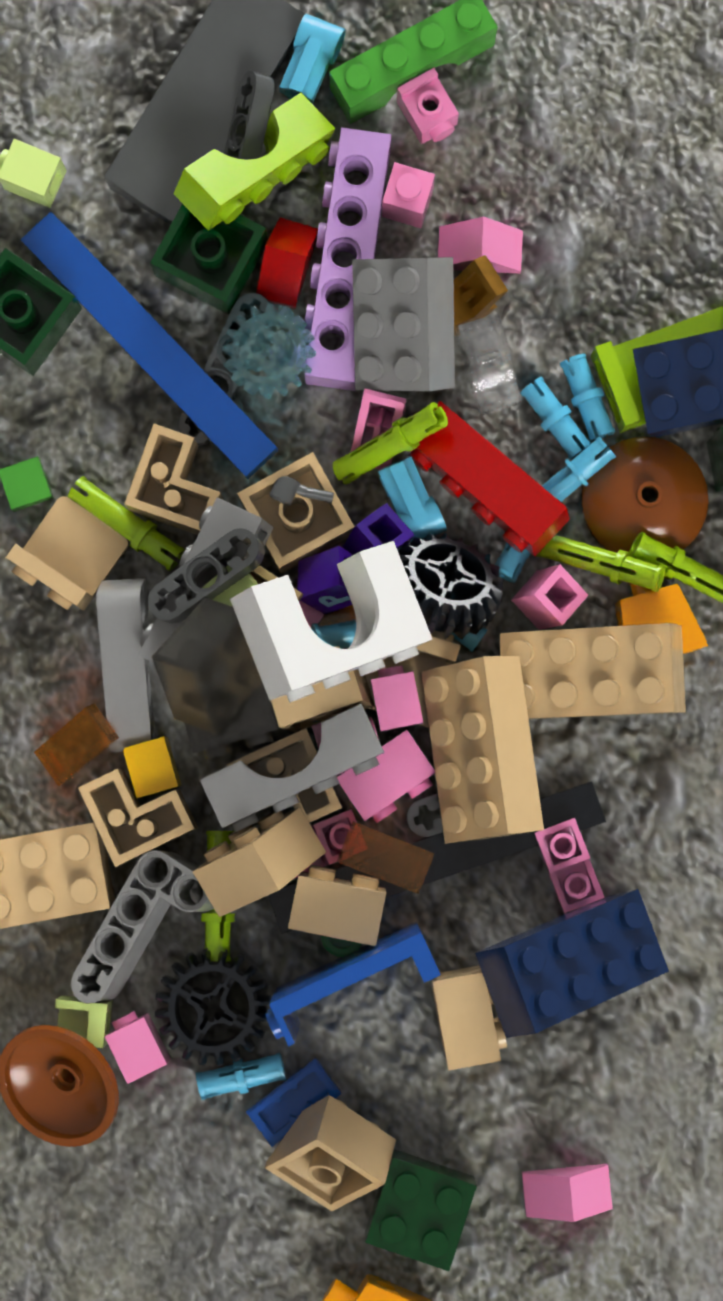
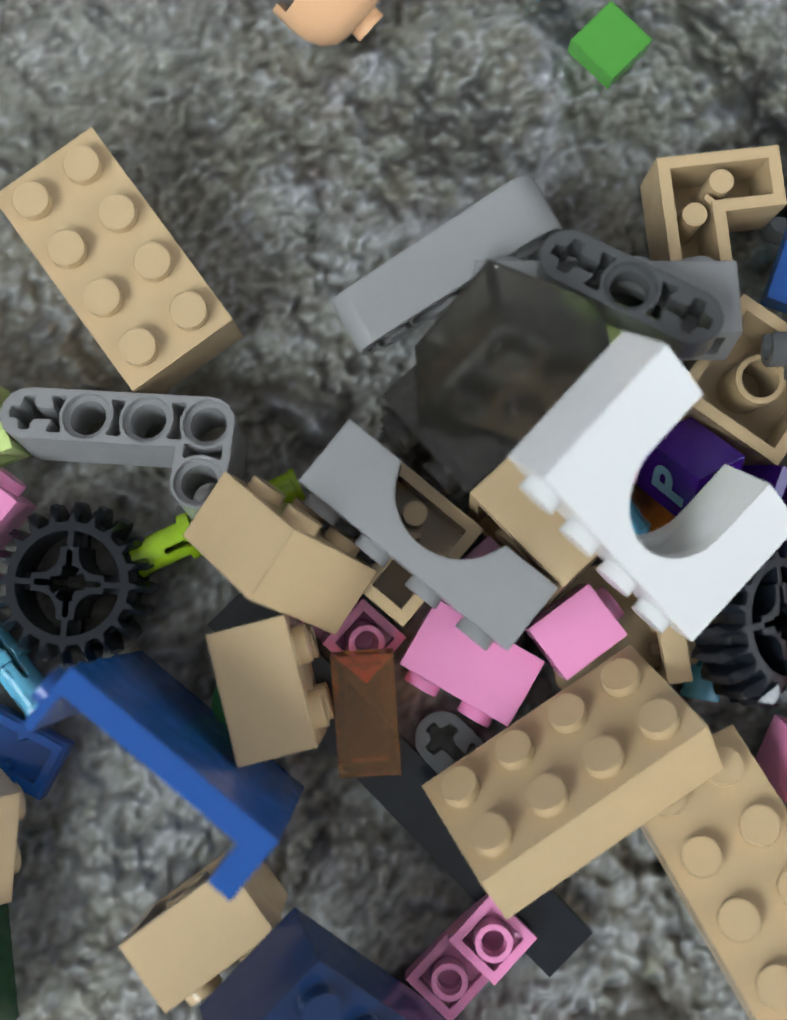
camera: 65 degrees right, 0 degrees up
(69, 554) = (552, 132): tan bracket -> none
(76, 744) = (322, 254): clear orange tile -> none
(131, 828) = (250, 365): tan brick -> none
(140, 533) = (621, 207): lime pin -> none
(152, 767) = (338, 361): yellow panel -> none

